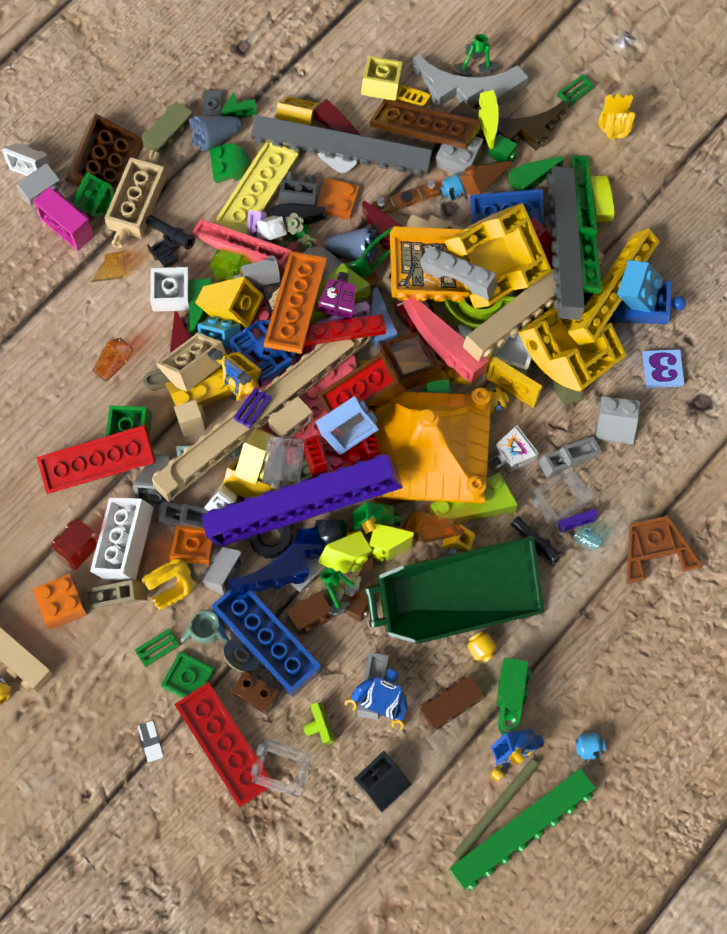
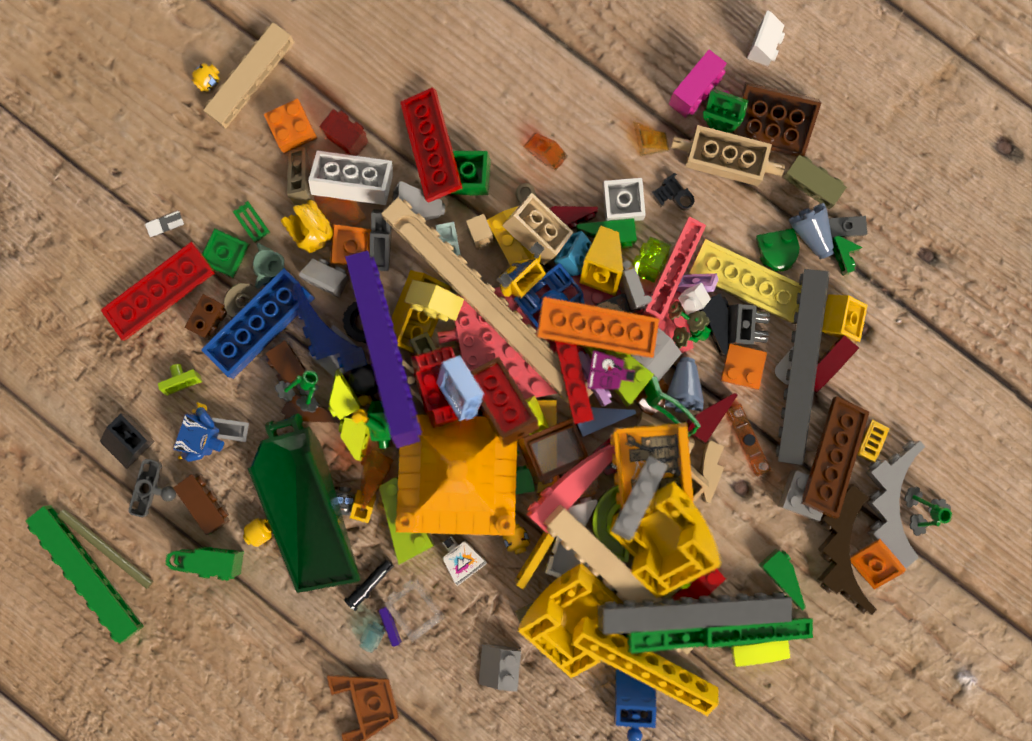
camera: 90 degrees right, 15 degrees up
(37, 183) = (734, 54): light grey slope -> none
(176, 234) = (685, 201): black pin -> none
(221, 498) = (393, 270): white slope -> none
(260, 395) = (464, 283): dark purple tile -> none
(283, 461) = (433, 323): clear window -> none
(291, 418) = (475, 331): tan brick -> none
(303, 757) = (129, 364): clear window -> none
(381, 78) = (891, 406): light yellow brick -> none
(420, 759) = (145, 499): none -> dark grey piece
(453, 187) = (763, 491): dark azure head -> none
(479, 177) = (776, 521): dark orange slope -> none
(489, 116) = (846, 527): neon yellow slope -> none
(489, 204) = (738, 549): blue slope -> none
(503, 149) = (812, 543): green brick -> none
(514, 748) = (151, 566): blue torso -> none
(522, 97) = (877, 564): none -> orange plate
(569, 456) = (459, 618): light grey slope -> none
(590, 86) = (884, 610): green tile -> none
(590, 746) = (163, 638): dark azure head -> none
(616, 117) = (870, 674): yellow piece -> none
(640, 286) = (642, 694): dark azure brick -> none
(663, 368) = (563, 716): light blue tile -> none

